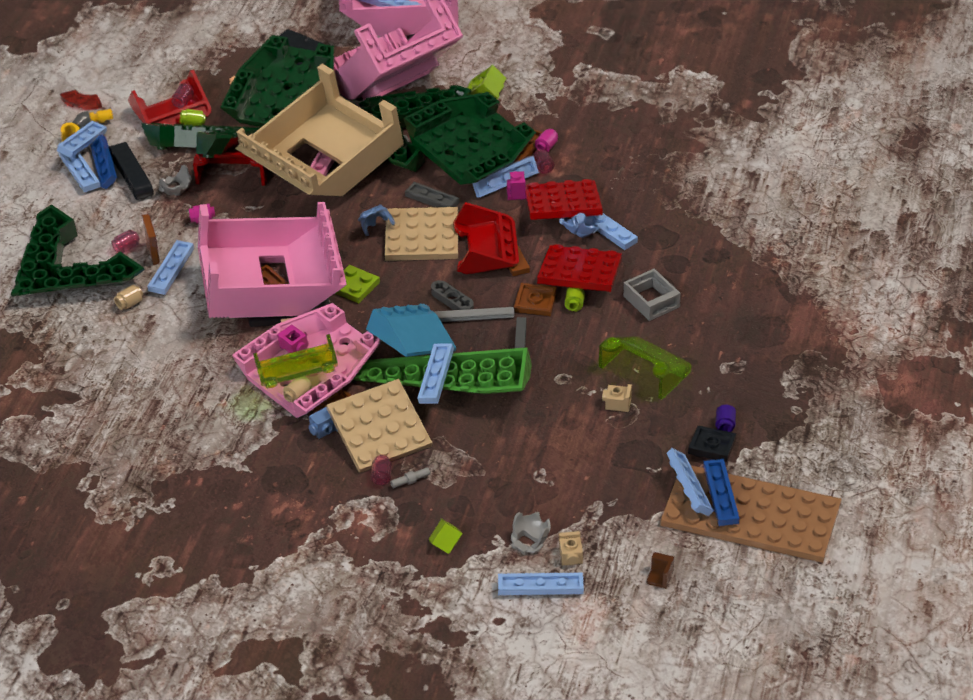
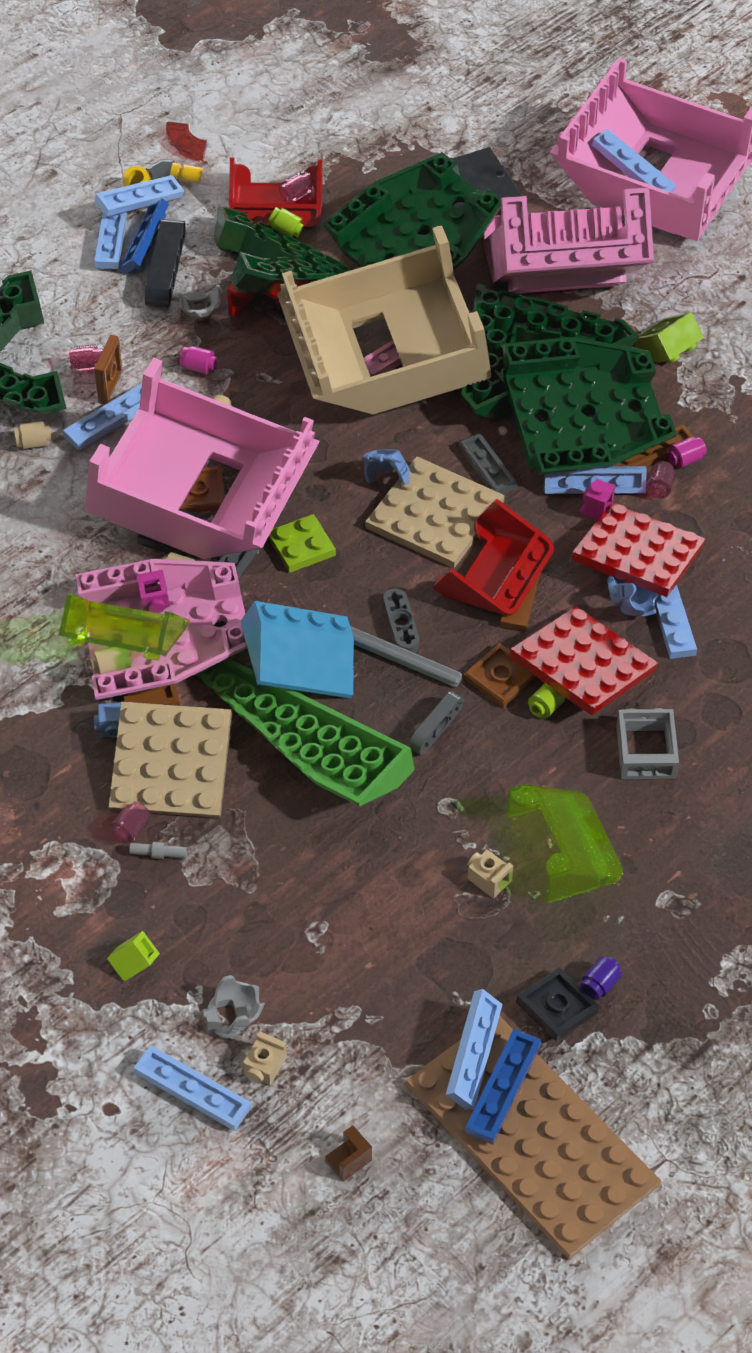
camera: 30 degrees right, 10 degrees up
(435, 373) = (278, 725): light blue plate -> none

